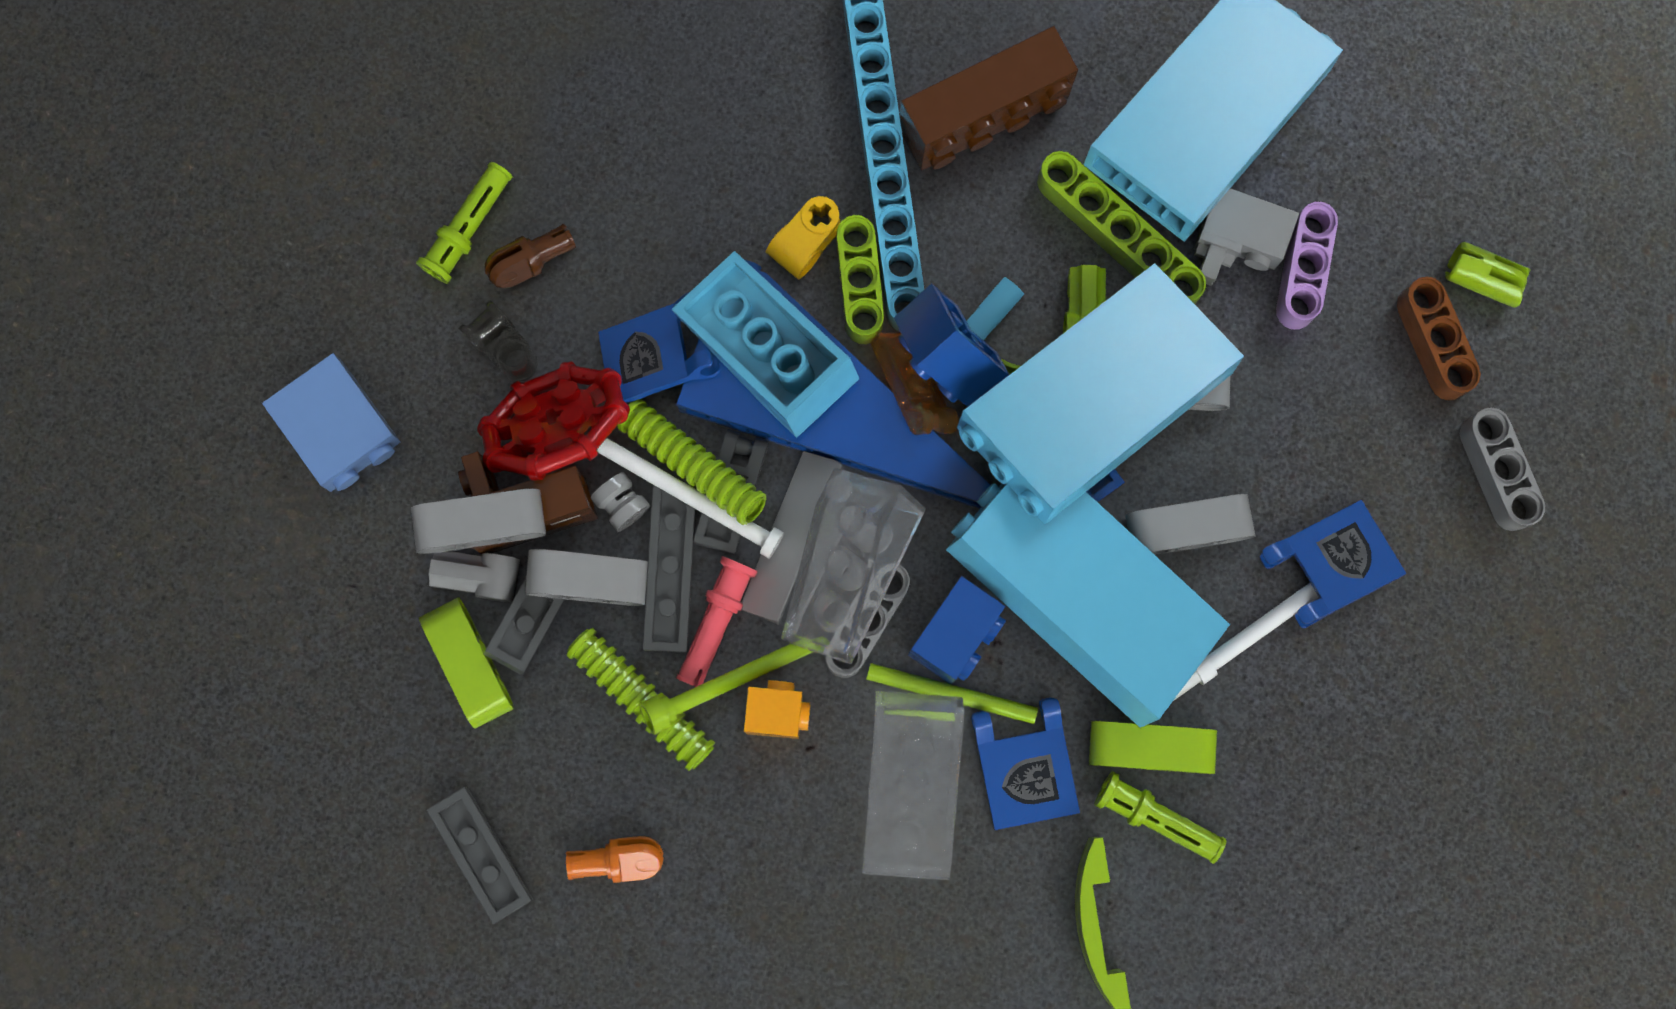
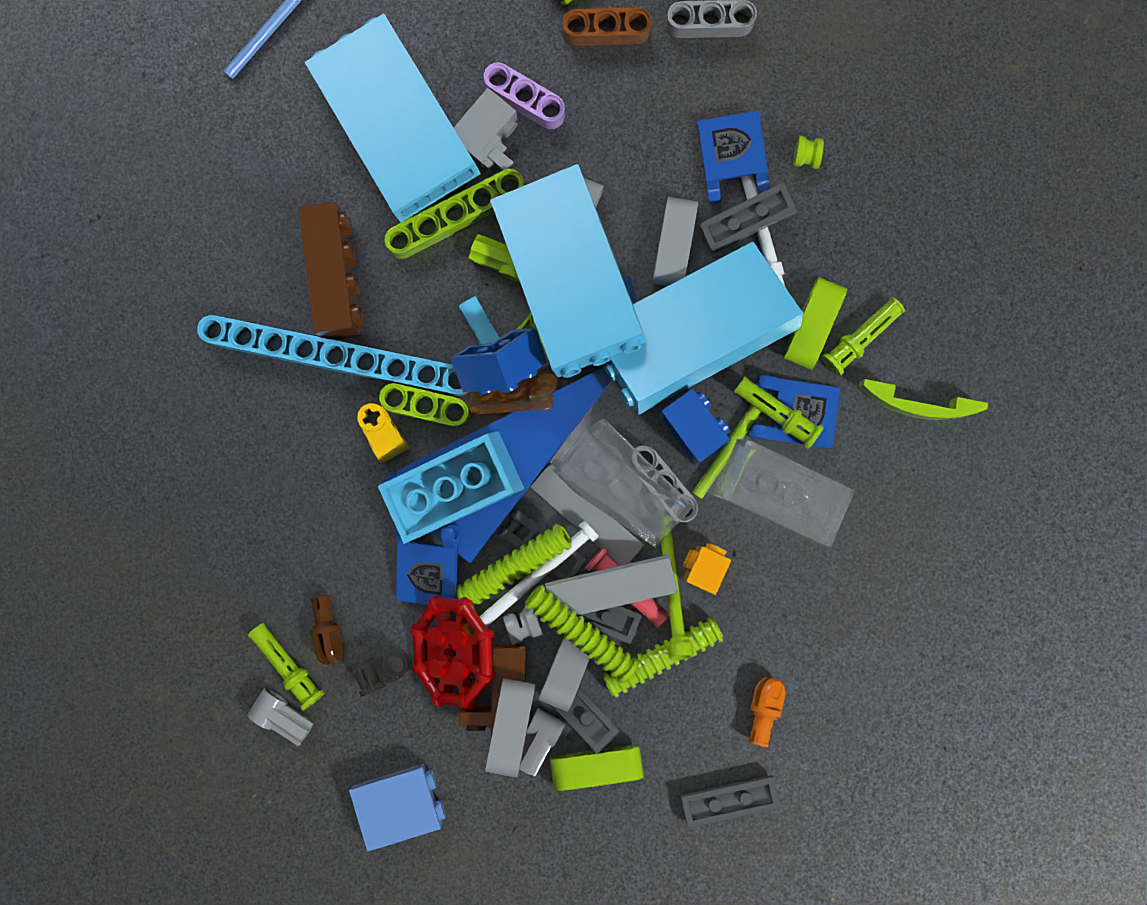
camera: 70 degrees left, 5 degrees up
(401, 228) = (273, 713): none -> light grey piece
(632, 577) = (581, 634): none -> lime piece
(707, 596) = (616, 585): none -> light grey slope
(1030, 685) = (789, 425): none -> lime pin
(1260, 609) = (749, 217): none -> dark grey plate
(1376, 659) = (808, 152): none -> lime wheel

